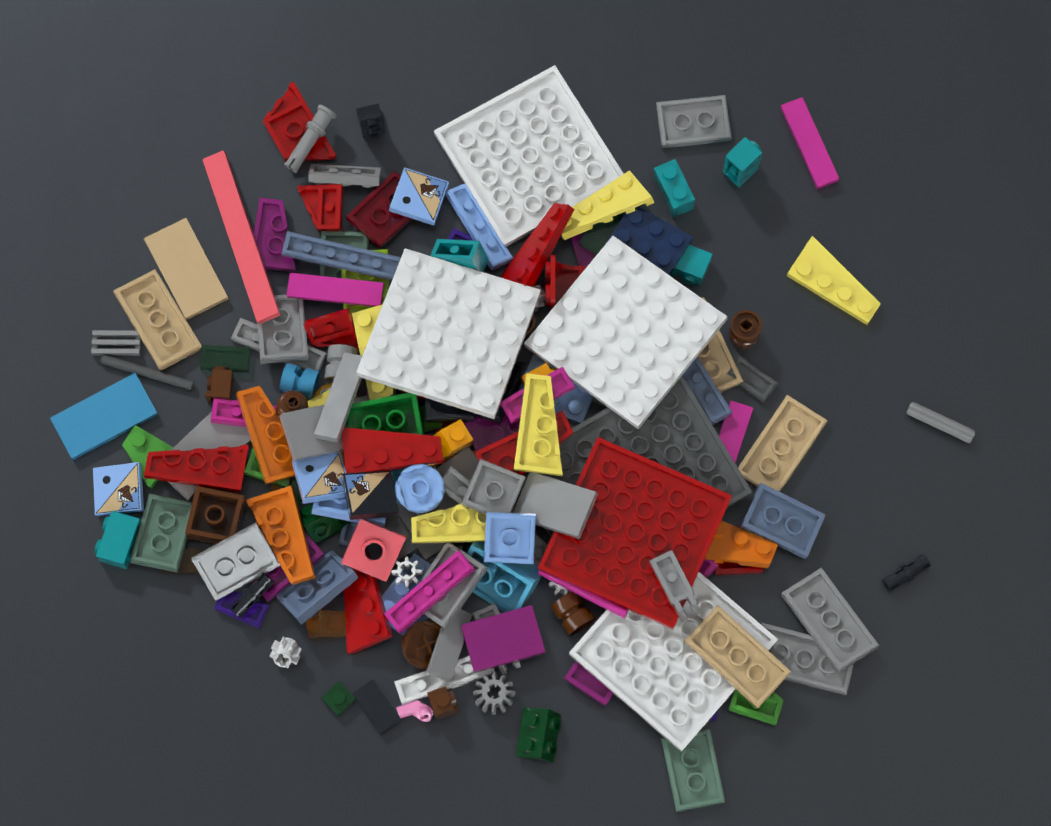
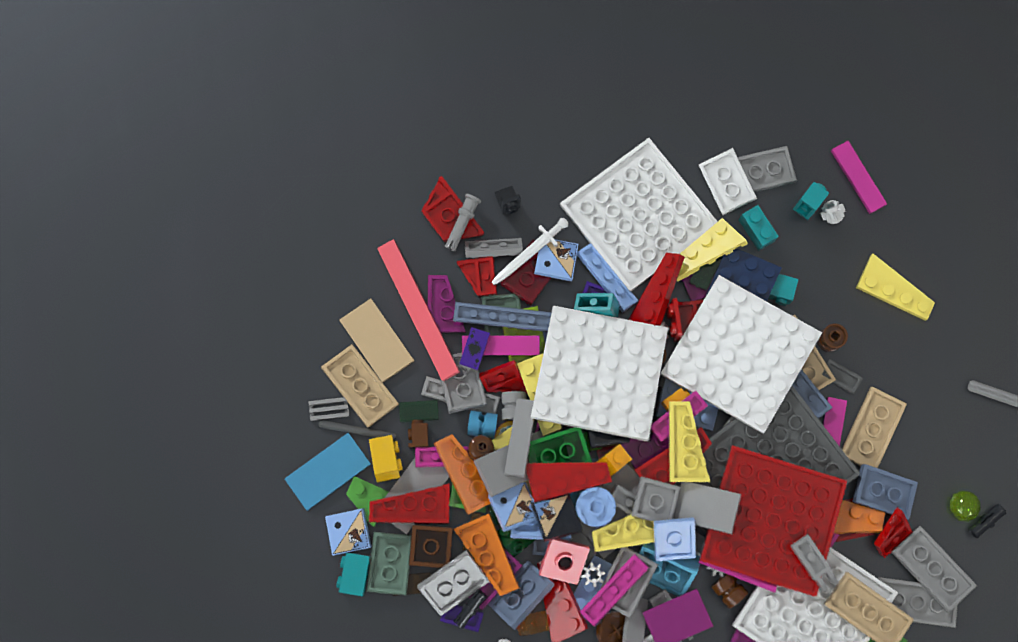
camera: 10 degrees left, 5 degrees up
(174, 406) = (384, 458): none -> yellow brick
(302, 289) = (474, 348): none -> dark purple tile
(390, 181) = (537, 245): none -> white sword
(645, 129) = (727, 181): none -> white tile
(769, 180) = (833, 212): none -> white gear
(785, 570) = (893, 533): none -> red wing
(881, 551) = (965, 506): none -> clear neon green hair

